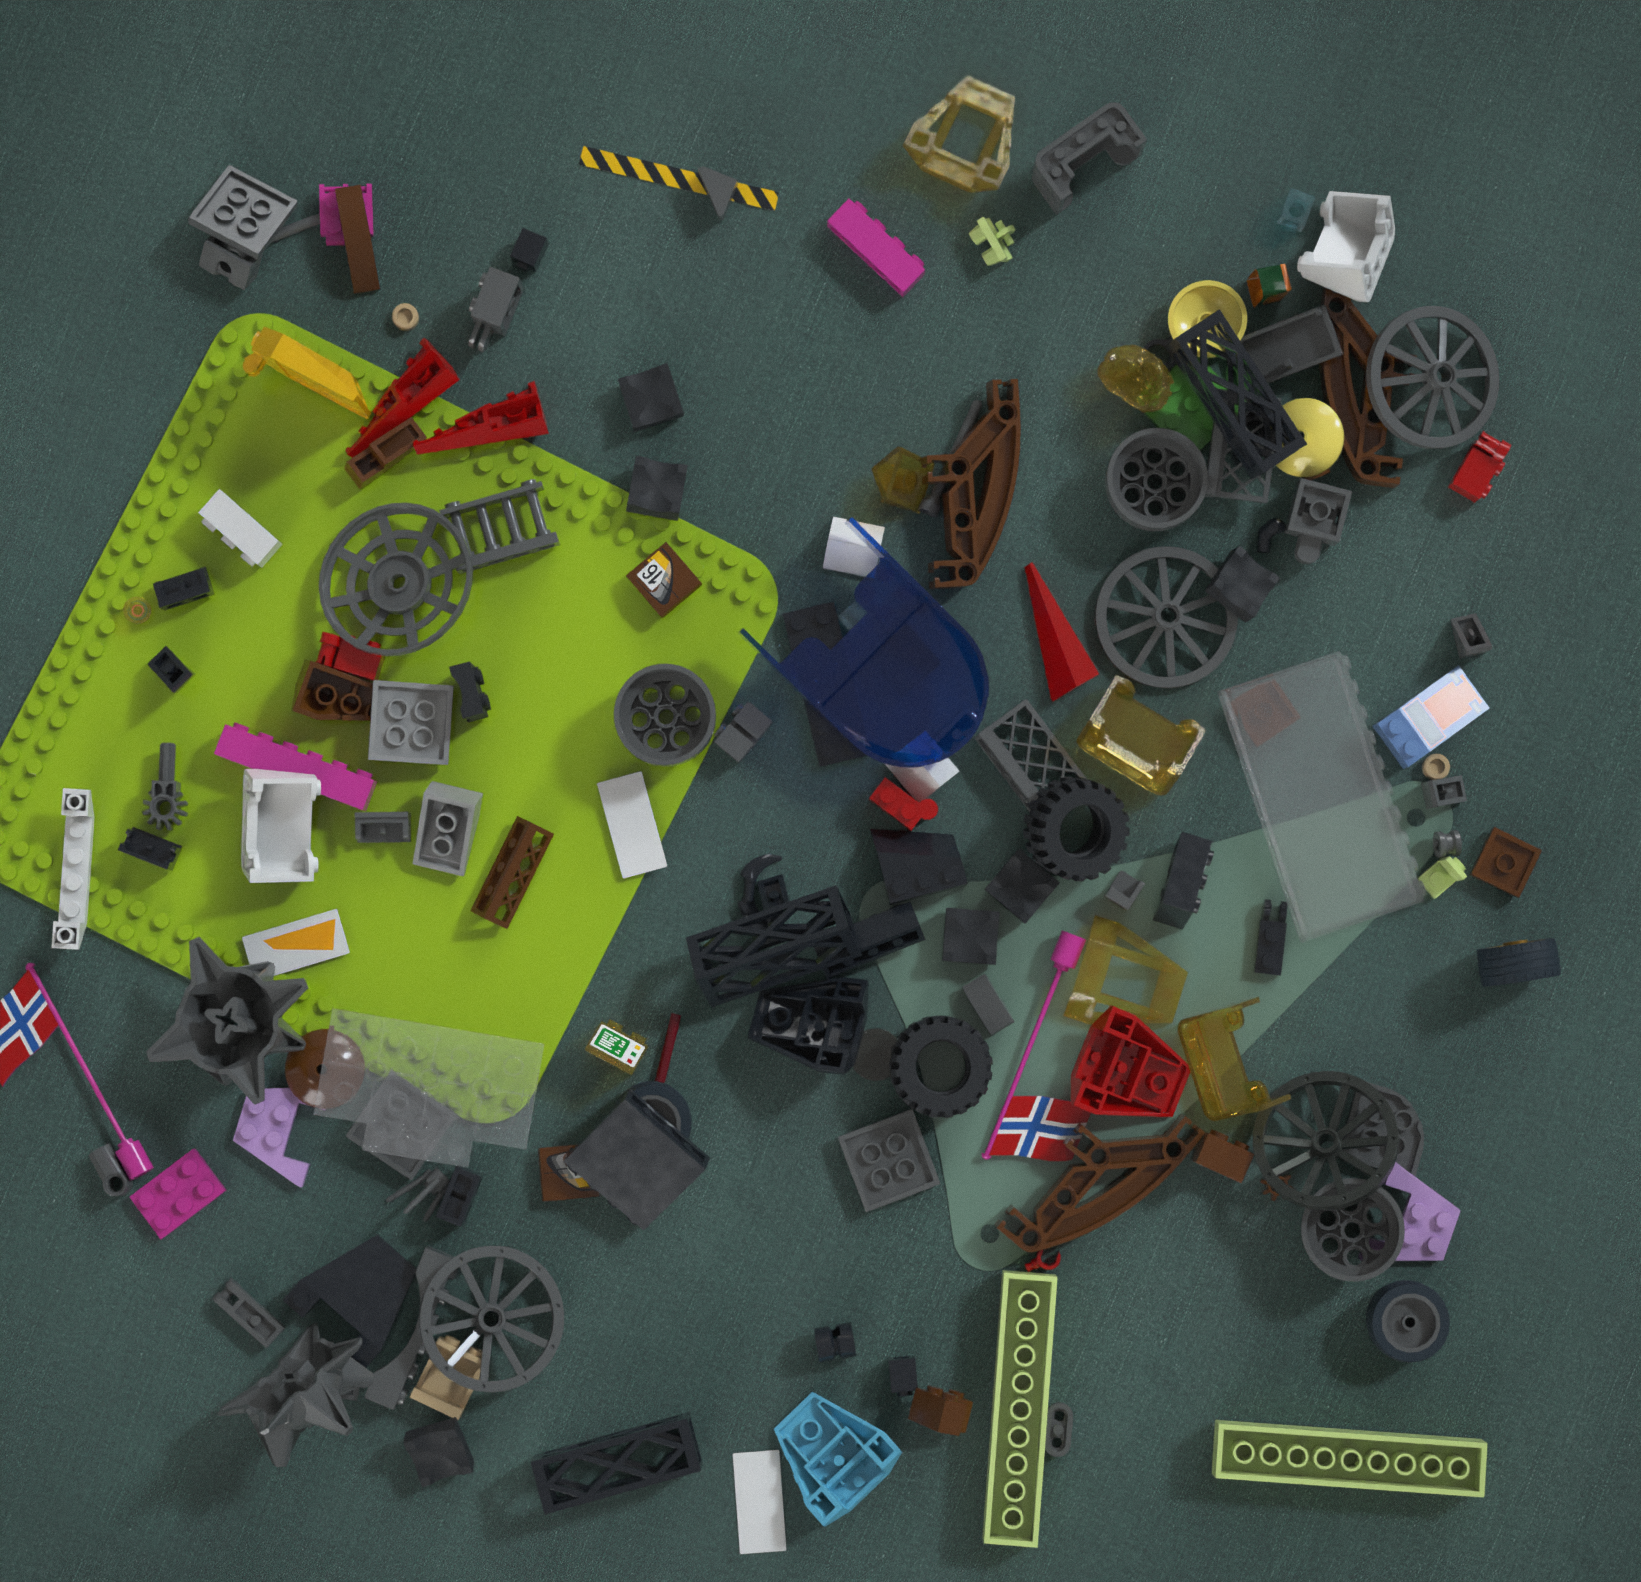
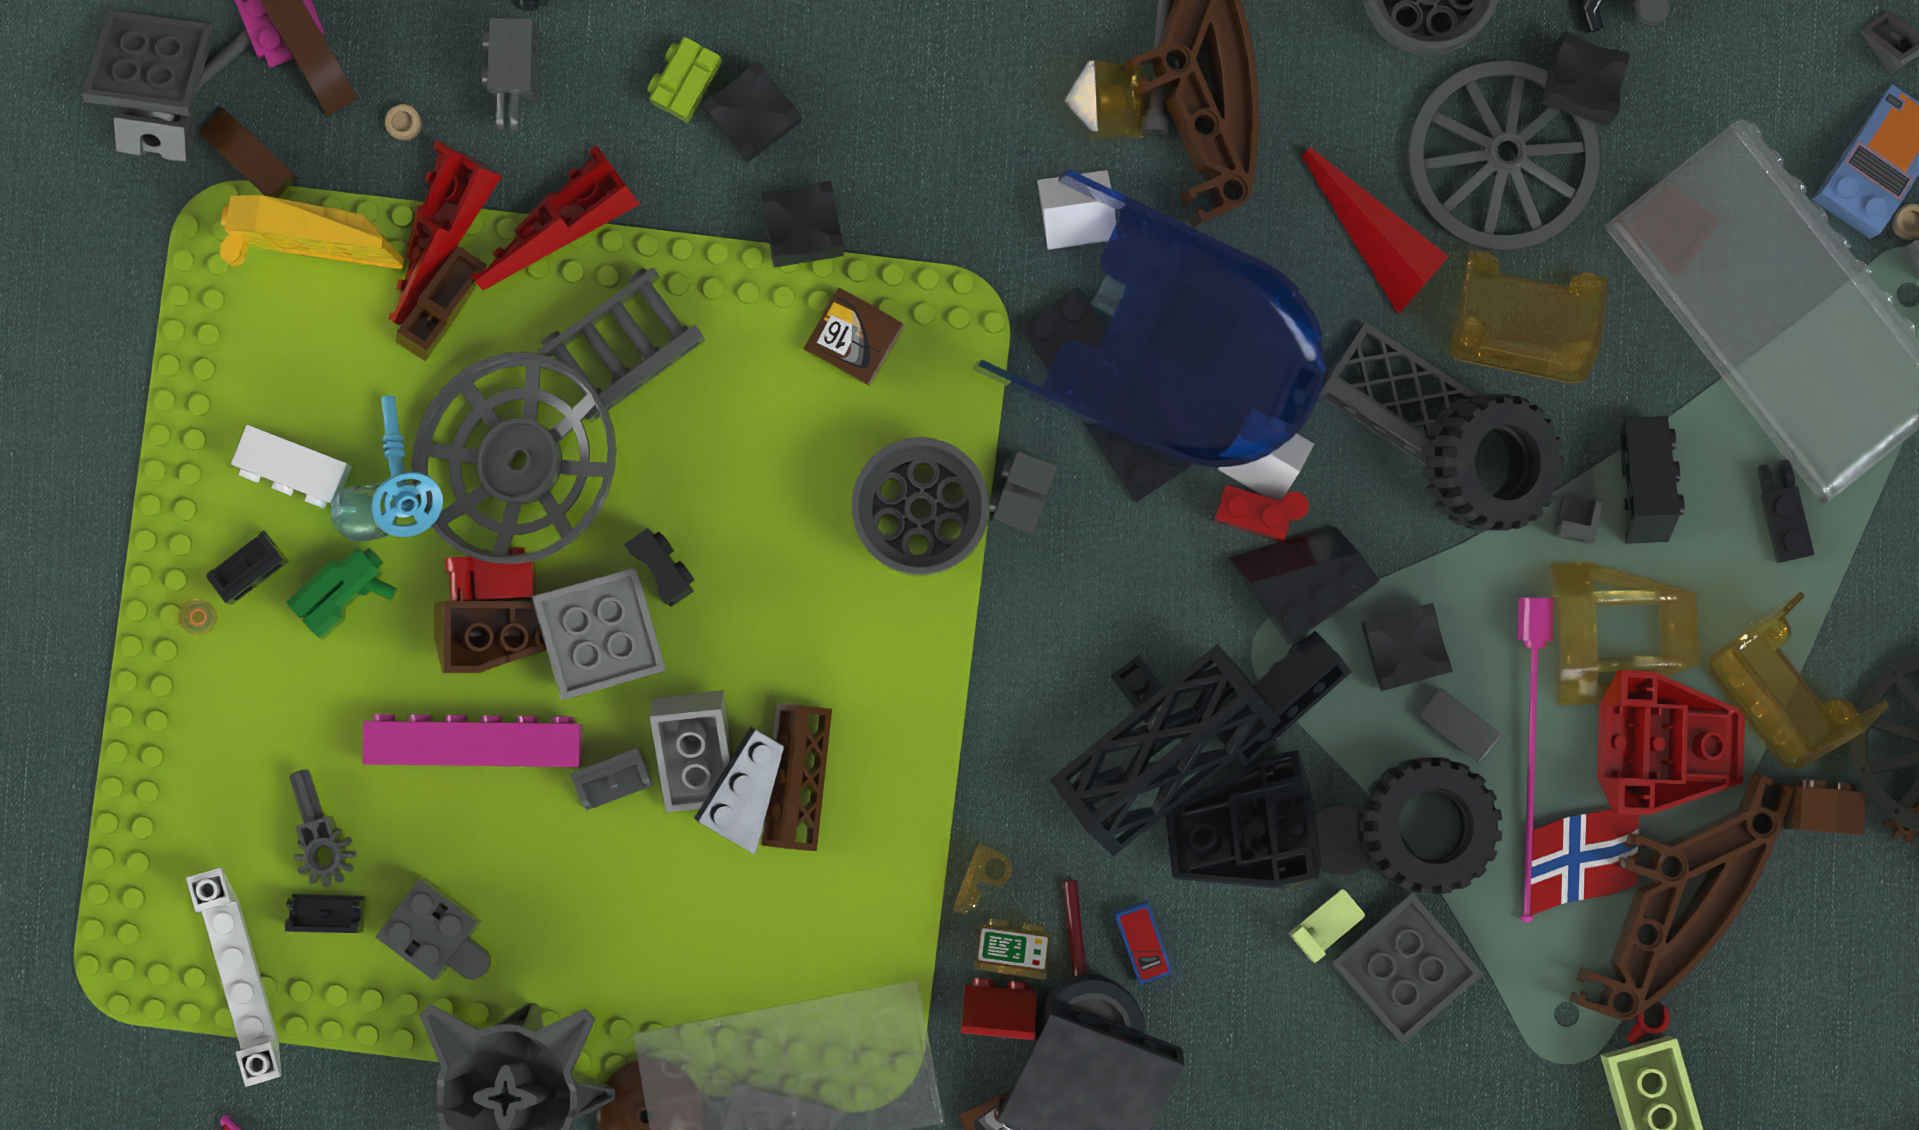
camera: 20 degrees left, 0 degrees up
(171, 669) = (268, 676): black slope -> none
(220, 891) = (435, 936): none -> dark grey brick
(239, 624) = (335, 587): none -> green piece
(272, 575) = (353, 514): none -> clear light blue helmet
(278, 826) = (478, 826): white windscreen -> none
(289, 301) = (247, 154): none -> reddish brown slope
(298, 942) = (557, 965): white sticker -> none
(308, 571) = (396, 486): none -> medium azure dish
(470, 869) = (743, 791): none -> wing
(592, 1084) = (999, 1009): none -> red slope
(602, 998) = (968, 894): none -> clear yellow plate
(611, 357) = (684, 78): none -> lime brick
(632, 824) = (926, 661): white sticker -> none
(711, 1075) = (1143, 942): none -> slope
(750, 874) = (1098, 669): black piece -> none
(844, 1110) = (1326, 925): none -> yellowish green bracket
(1022, 886) = (1448, 560): black brick -> none

